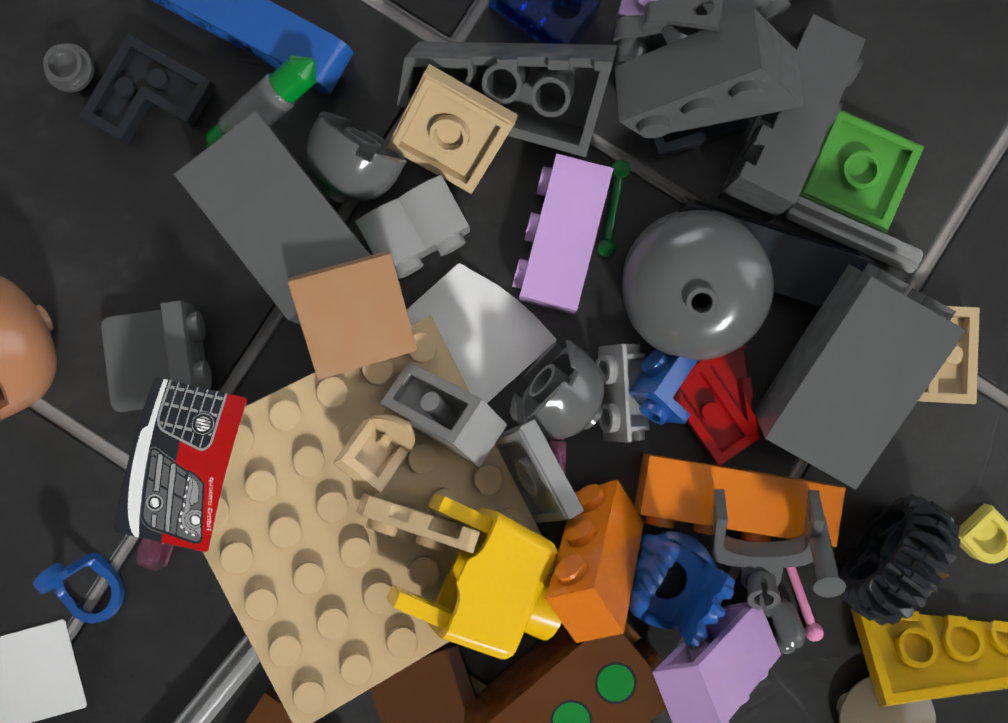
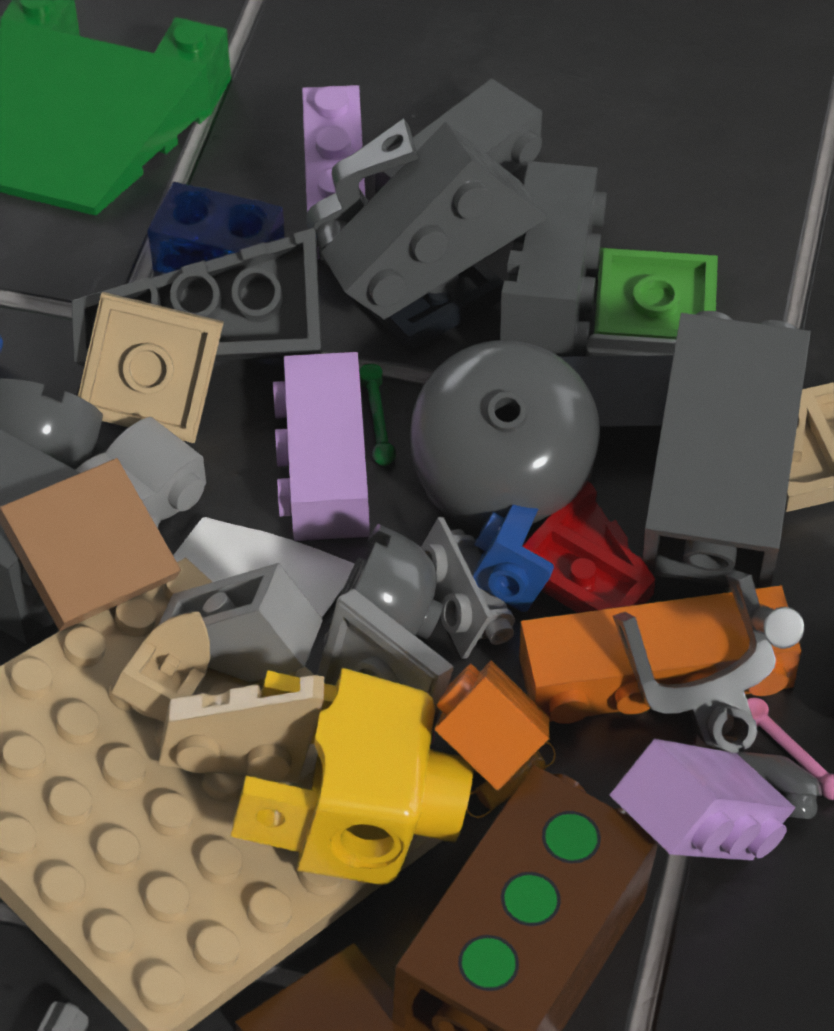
camera: 10 degrees left, 35 degrees down
(698, 601) = (585, 729): blue piece -> none

